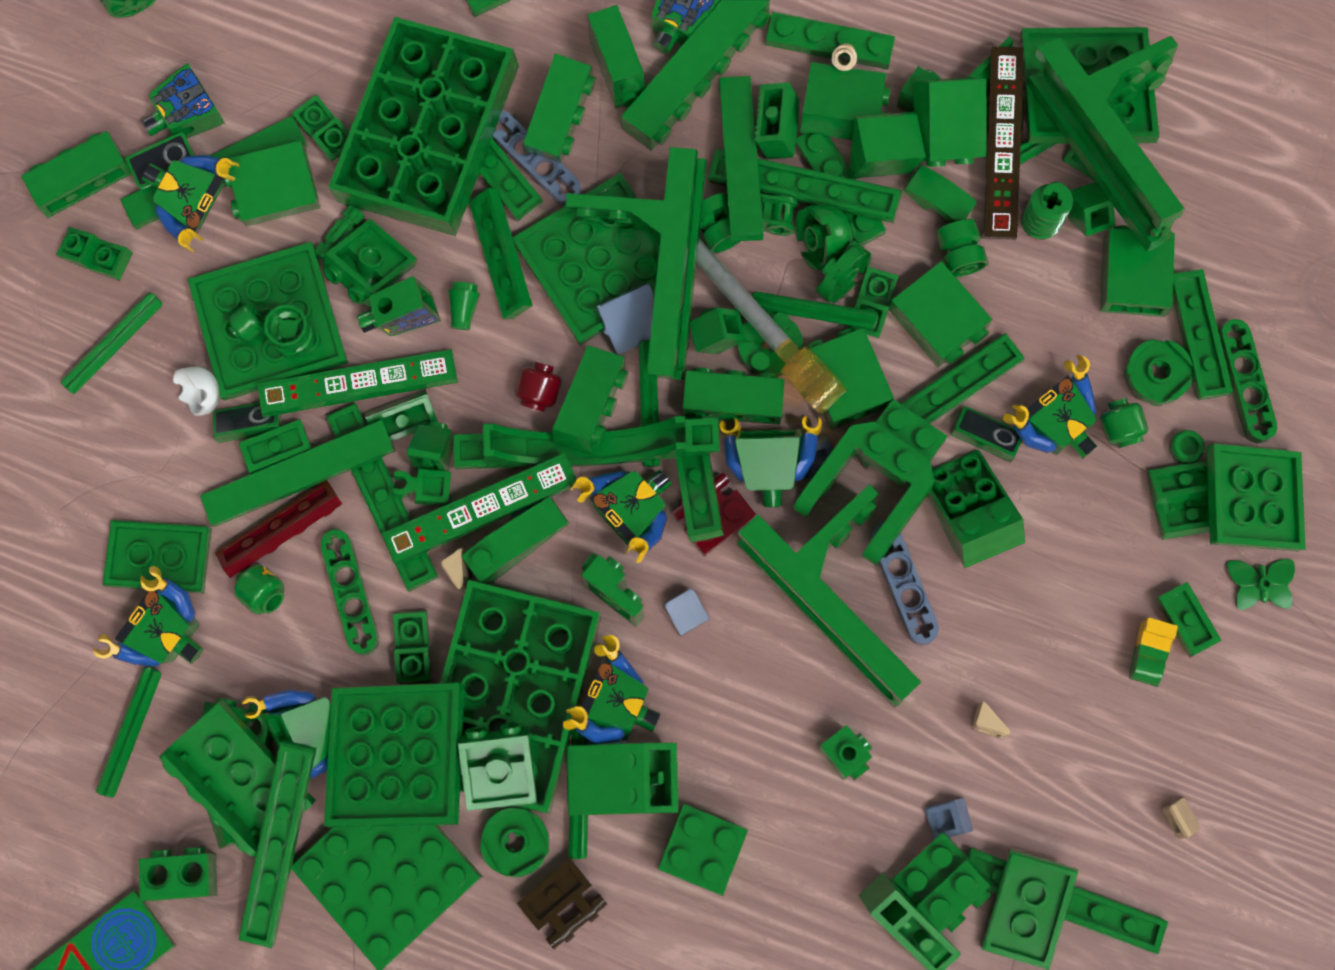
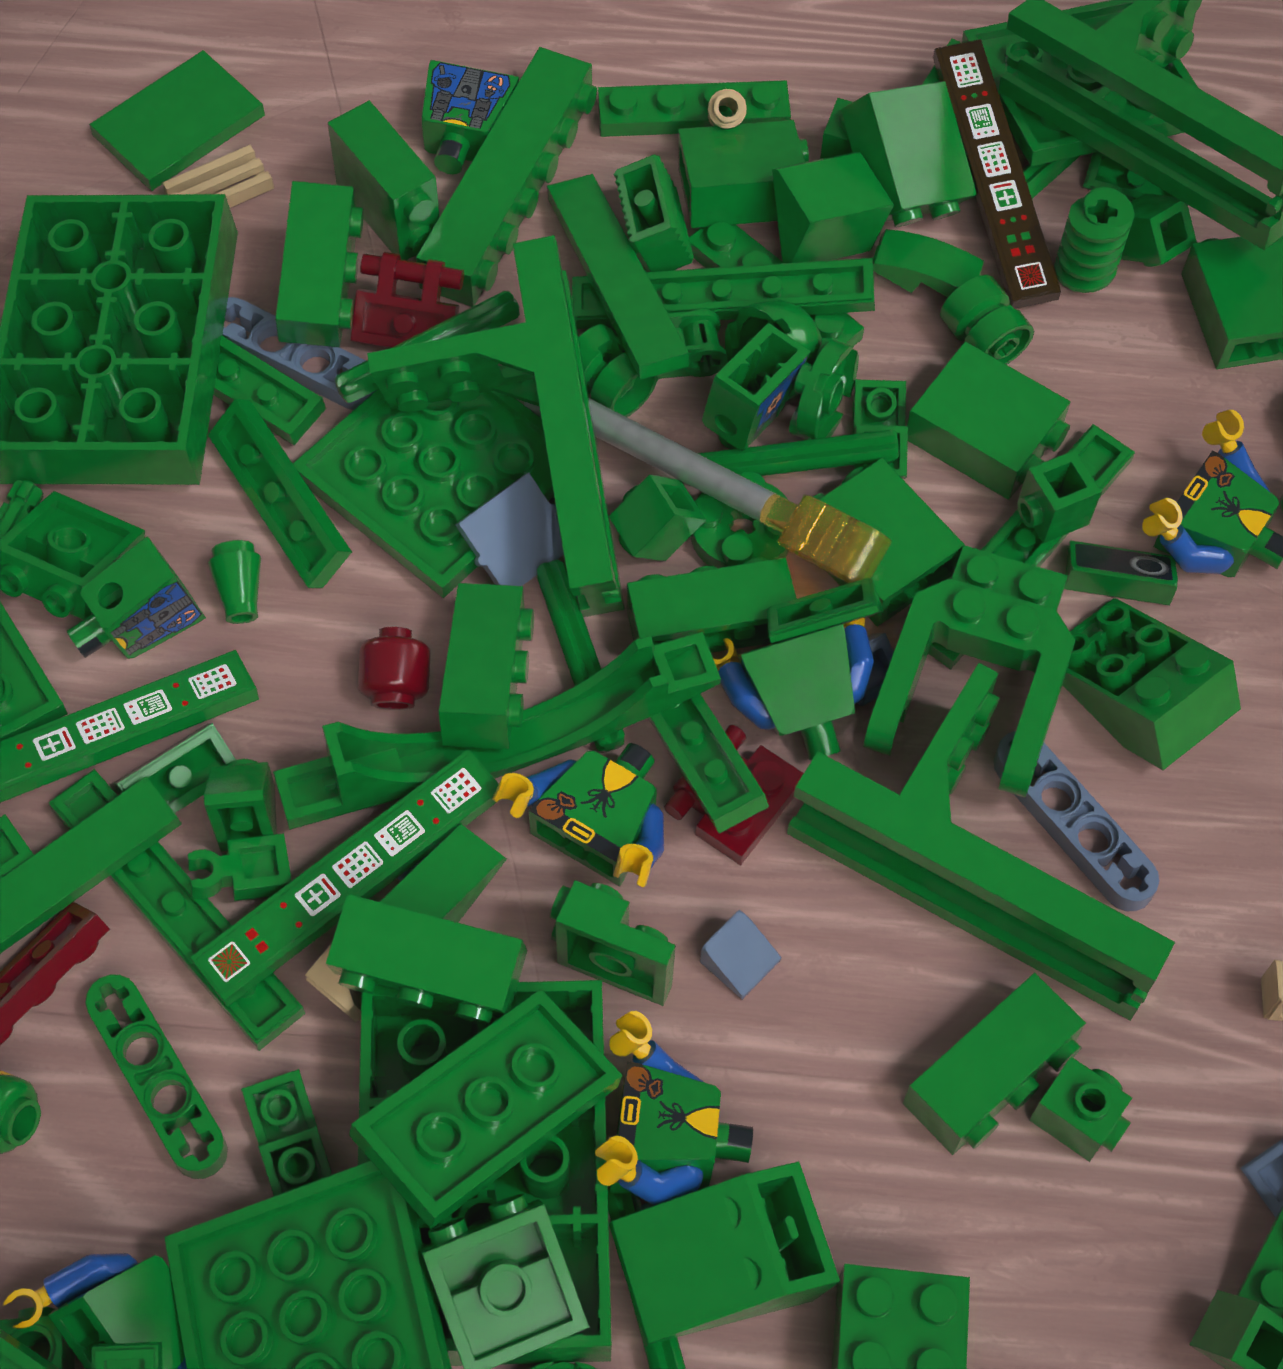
camera: 20 degrees left, 15 degrees down
(504, 578) = (426, 959): none -> green brick
(514, 671) = (484, 1107): none -> green plate
(534, 14) = (223, 172): none -> tan tile
(604, 154) = (391, 318): none -> dark red plate
(612, 179) = (486, 315): none -> green axle
(792, 269) = (736, 404): none -> green torso
(792, 424) = (823, 610): none -> green slope
(807, 715) = (995, 1065): none -> green brick
(959, 383) = (1058, 497): none -> green brick

